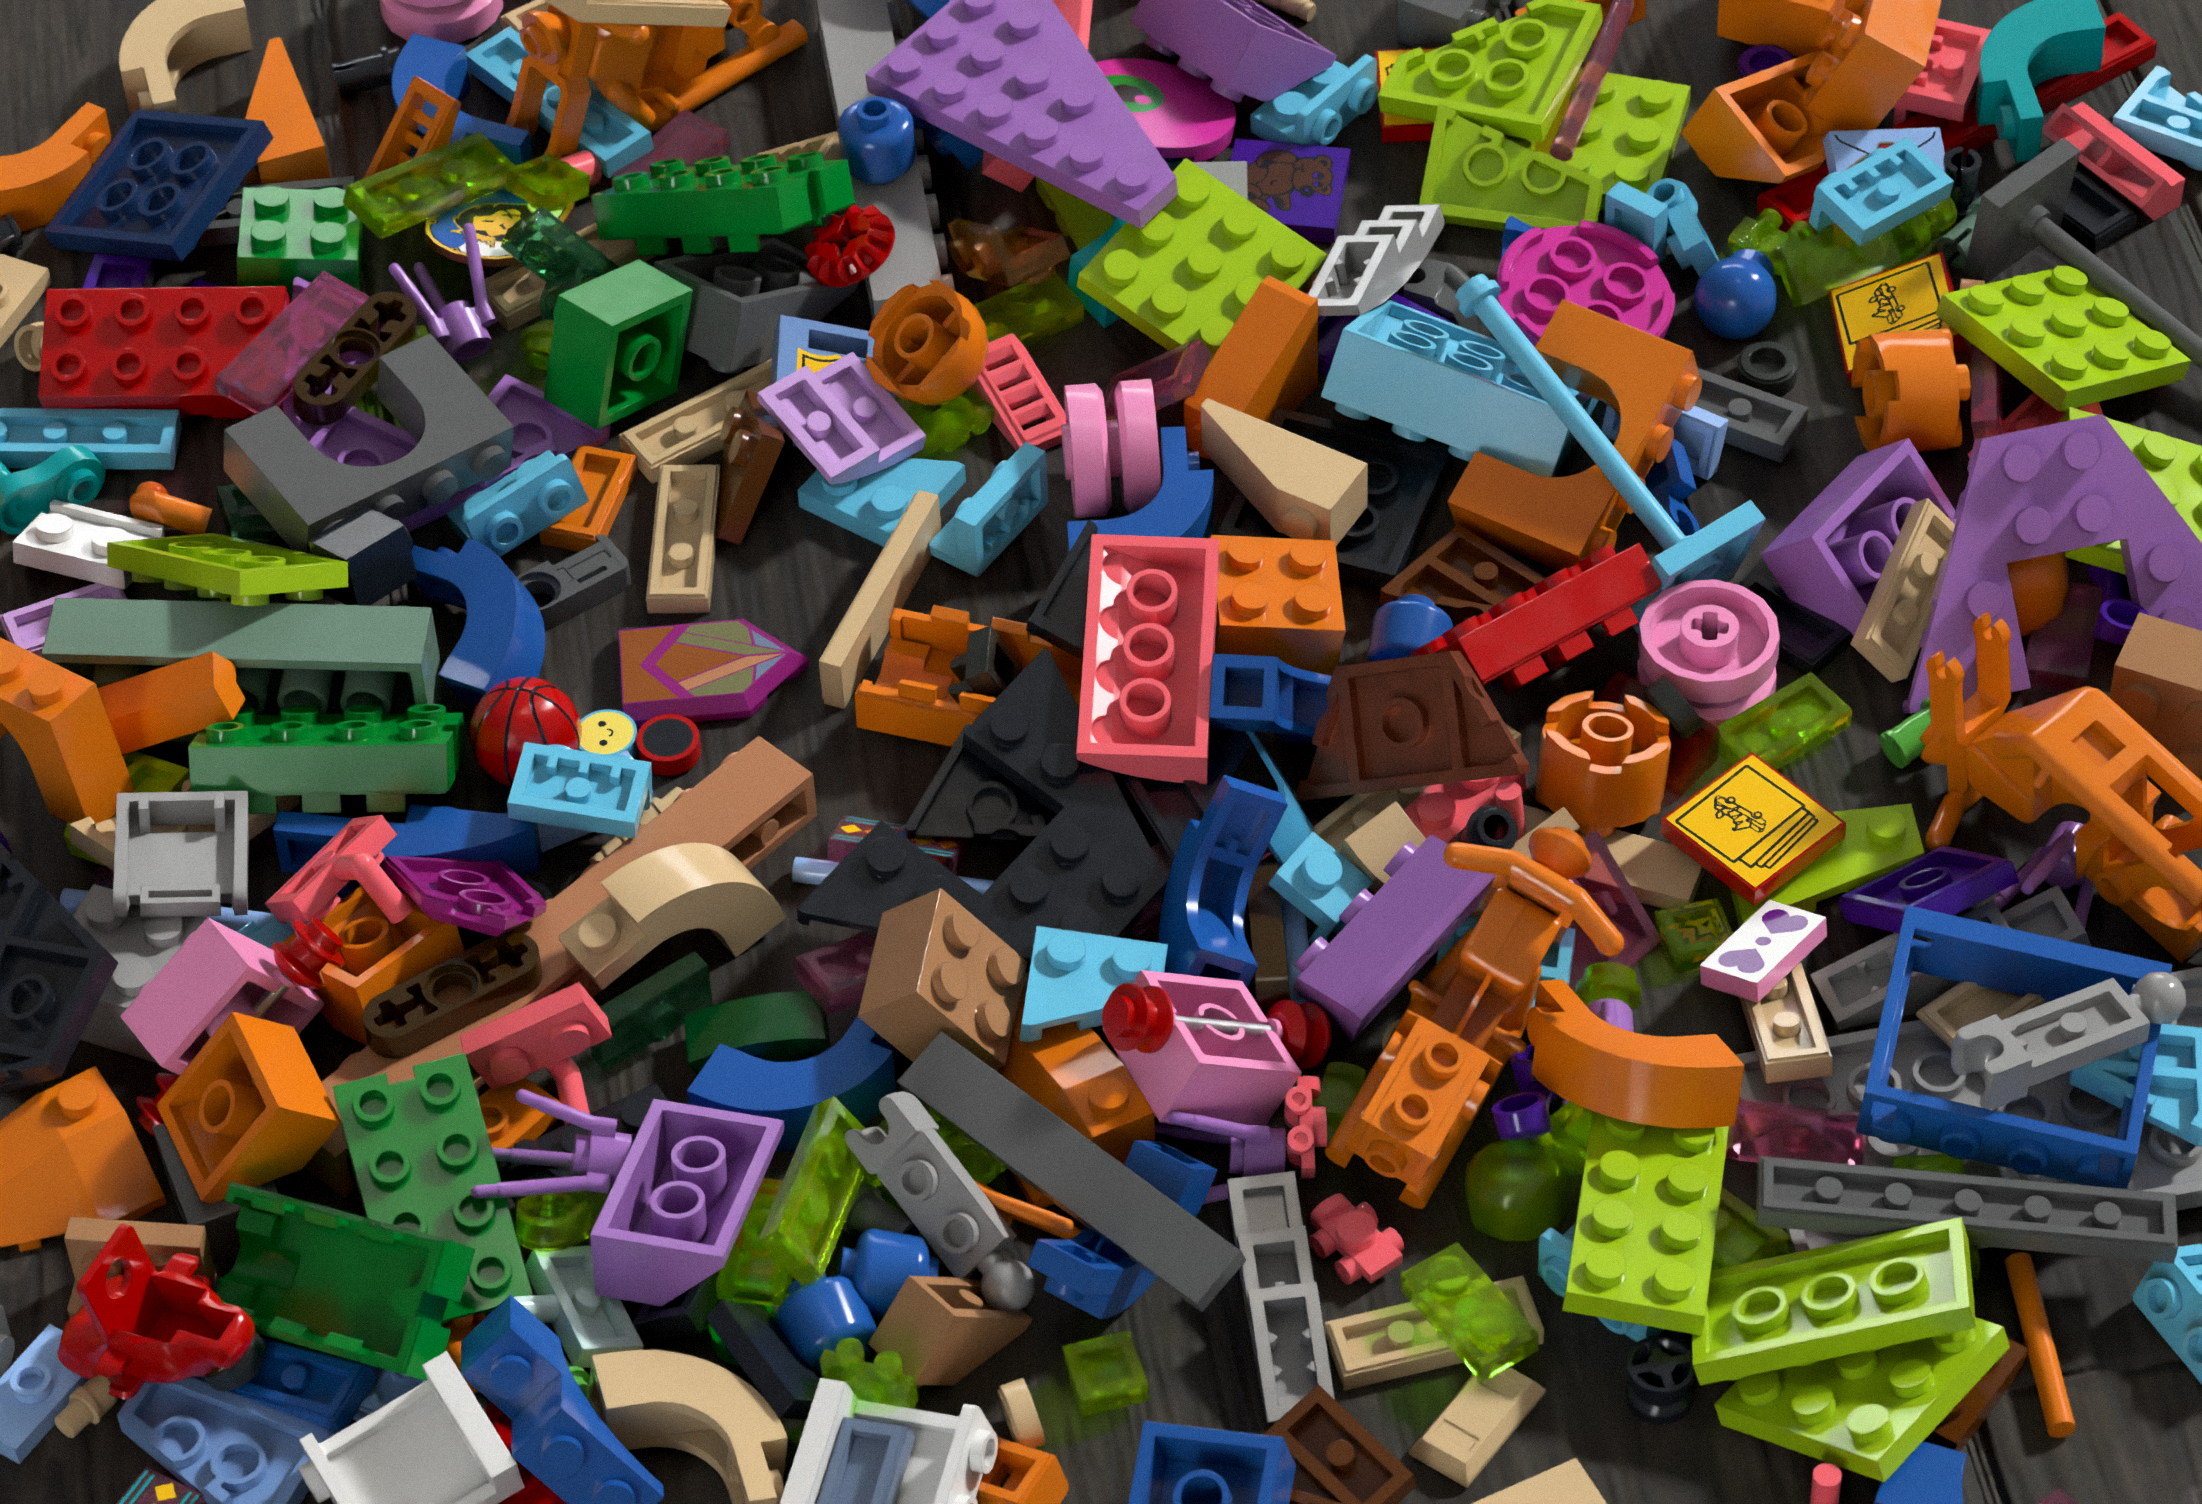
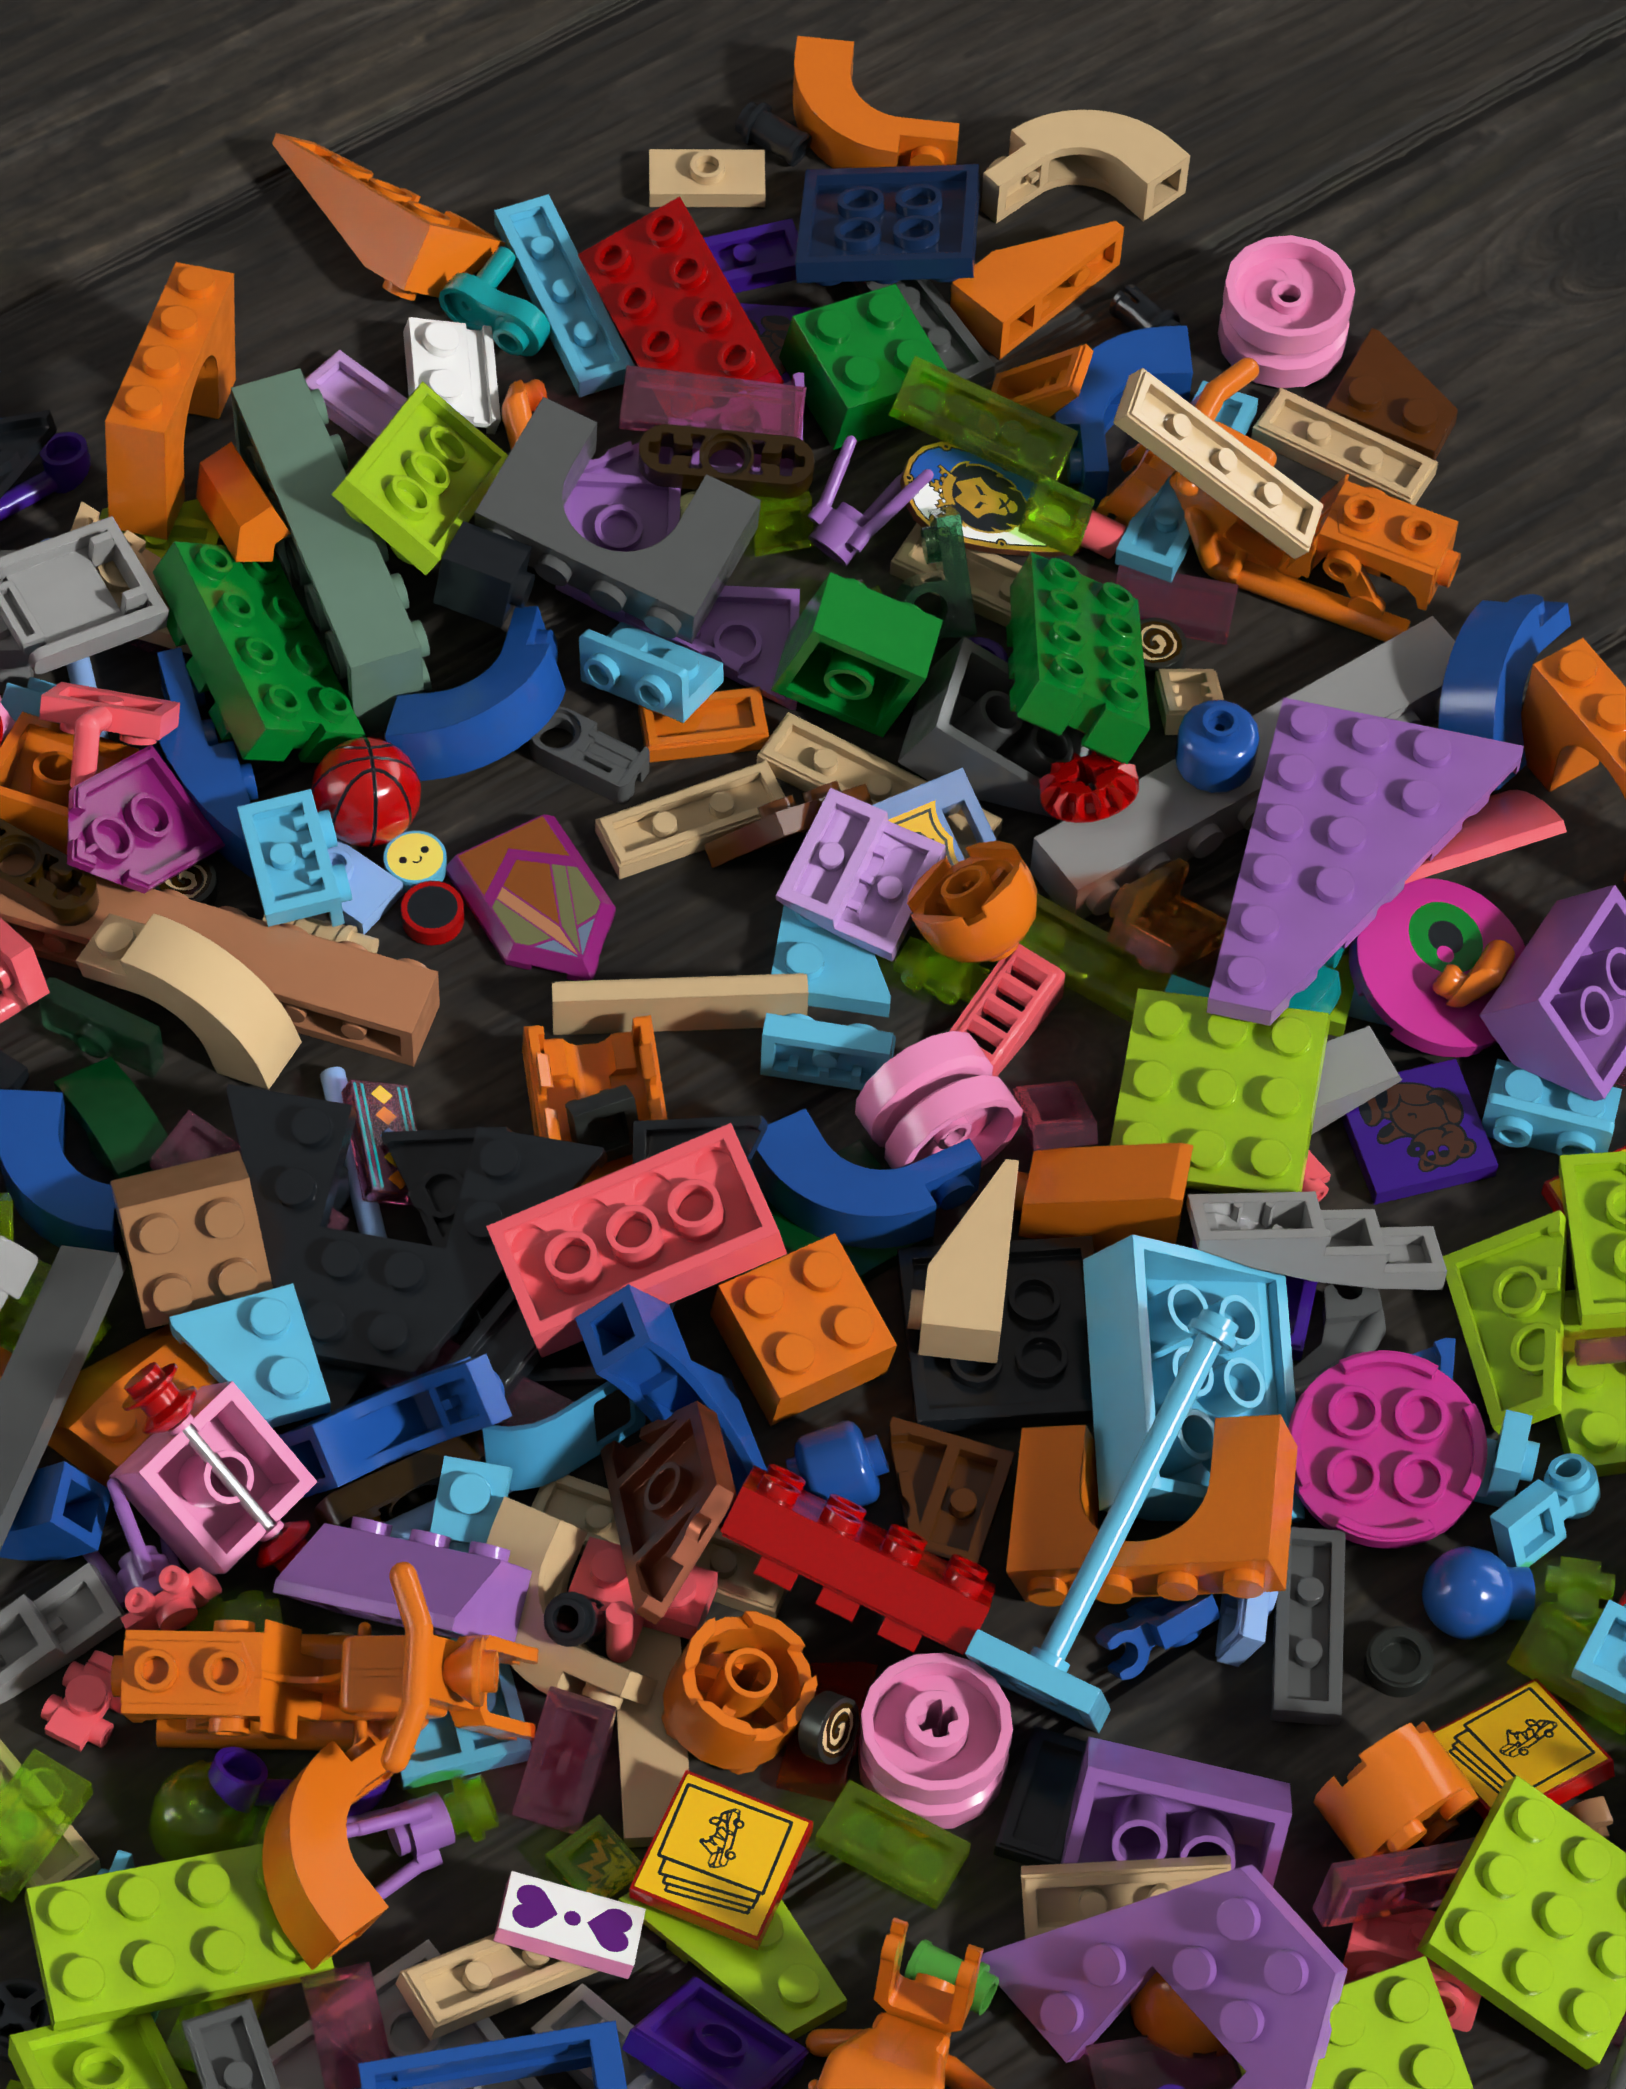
camera: 60 degrees right, 10 degrees up
(1184, 83) = (1482, 978): none -> orange arm

